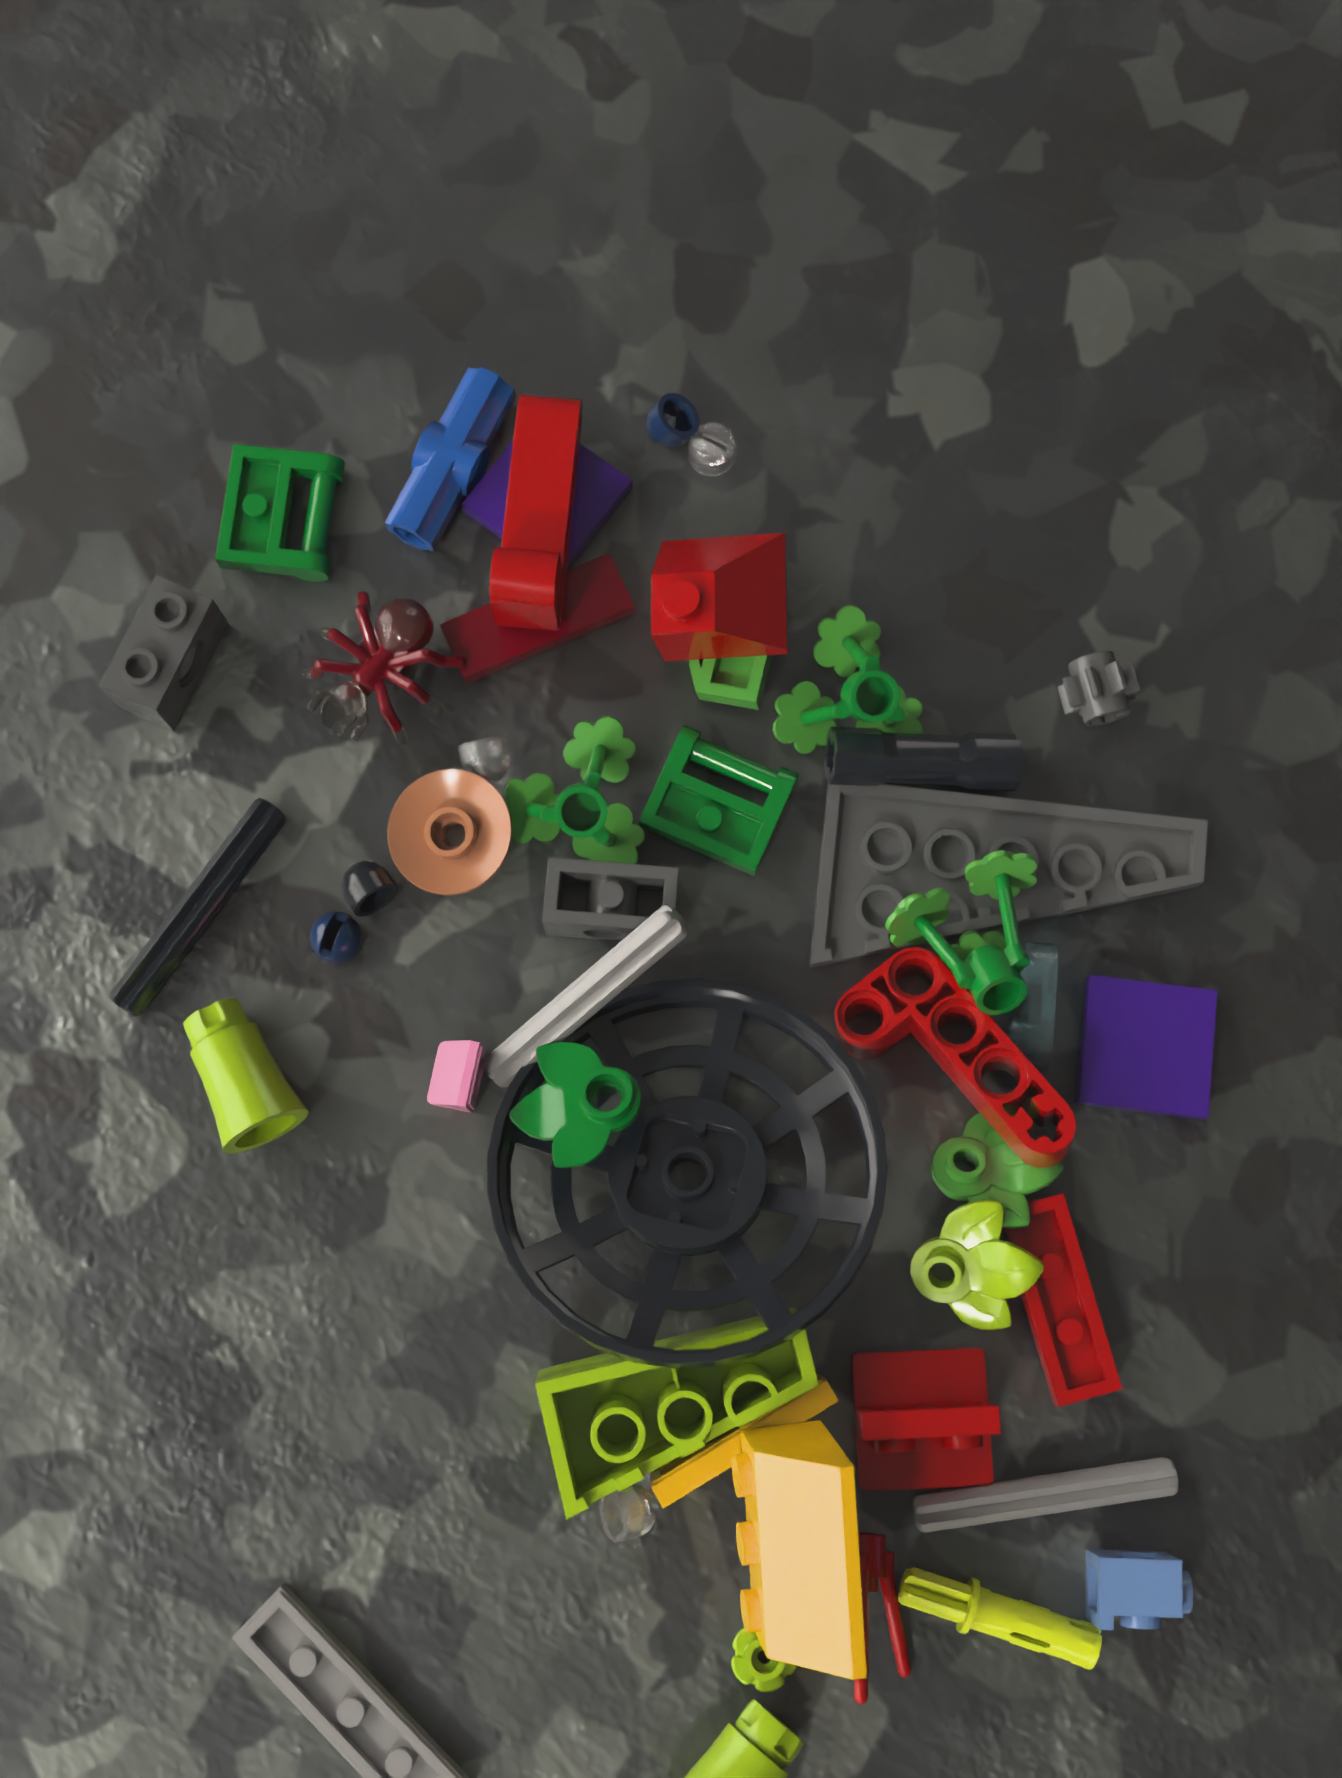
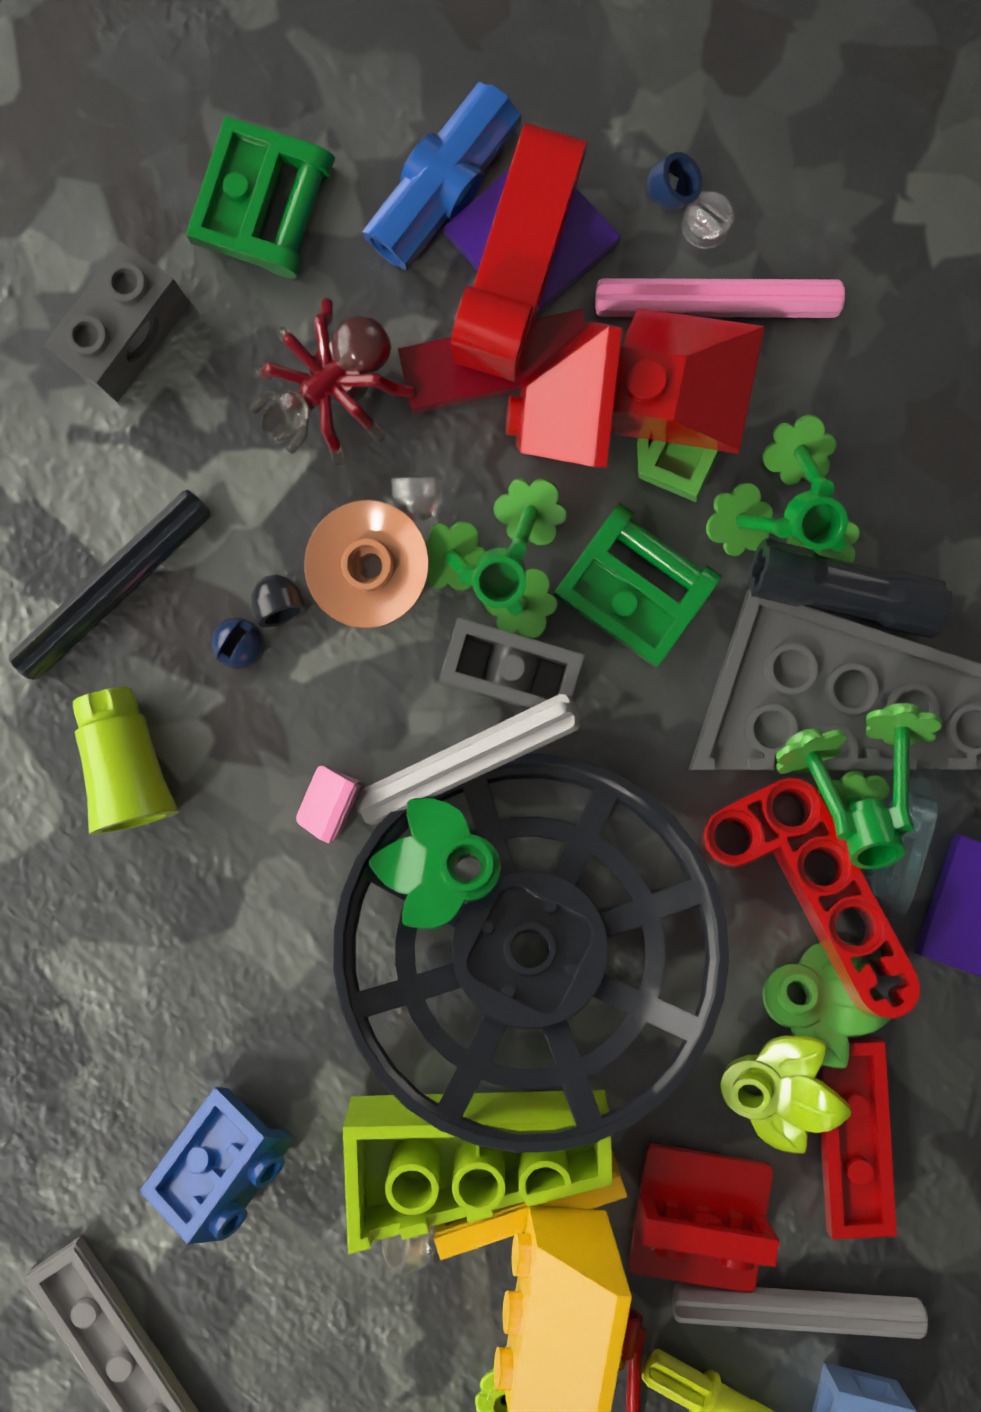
camera: 15 degrees right, 10 degrees up
(414, 1473) = (216, 1169): none -> bracket
(613, 635) = (570, 400): none -> slope
(740, 516) = (721, 297): none -> bright pink axle

